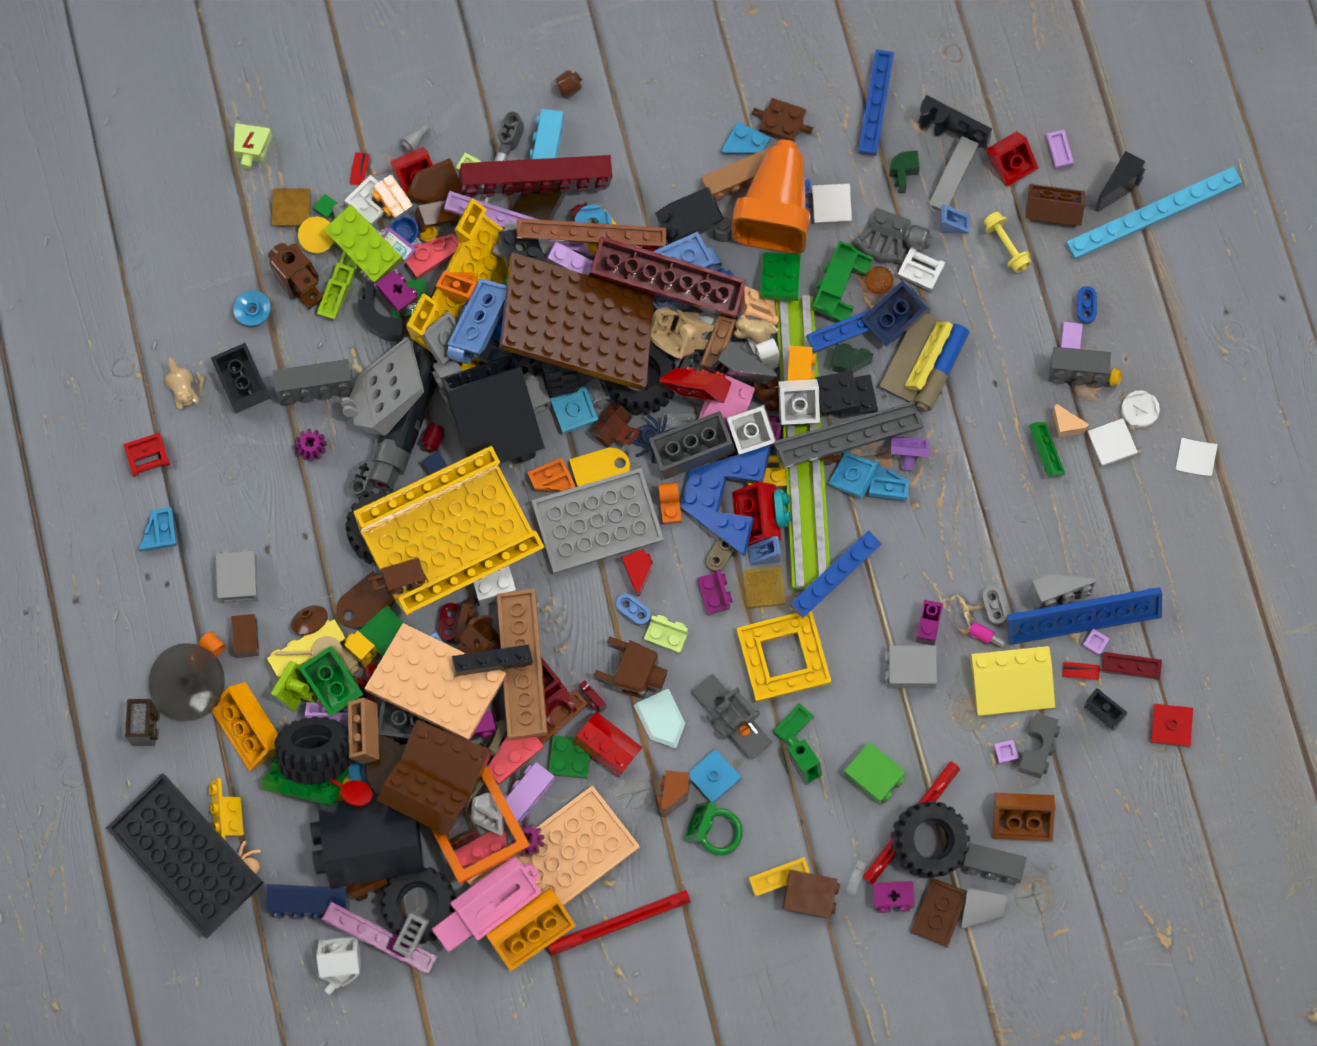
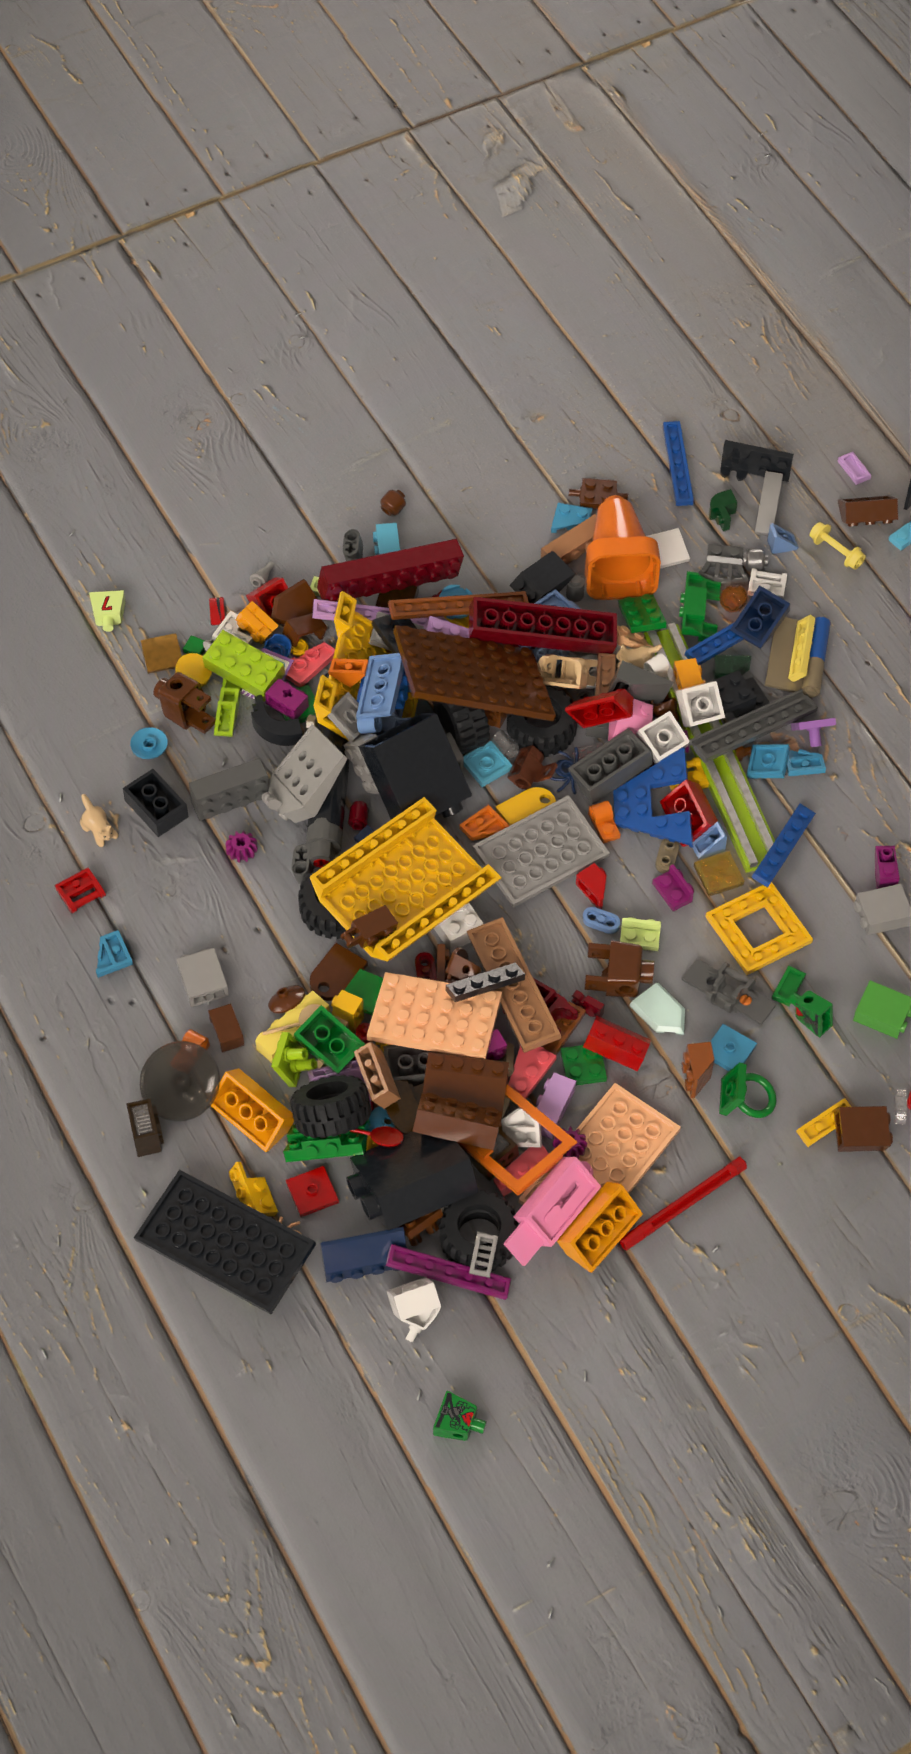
camera: 20 degrees left, 15 degrees down
(280, 822) = (312, 1191): none -> red plate
(782, 514) = (717, 806): teal plate -> none
(1012, 158) = (816, 481): red slope -> none

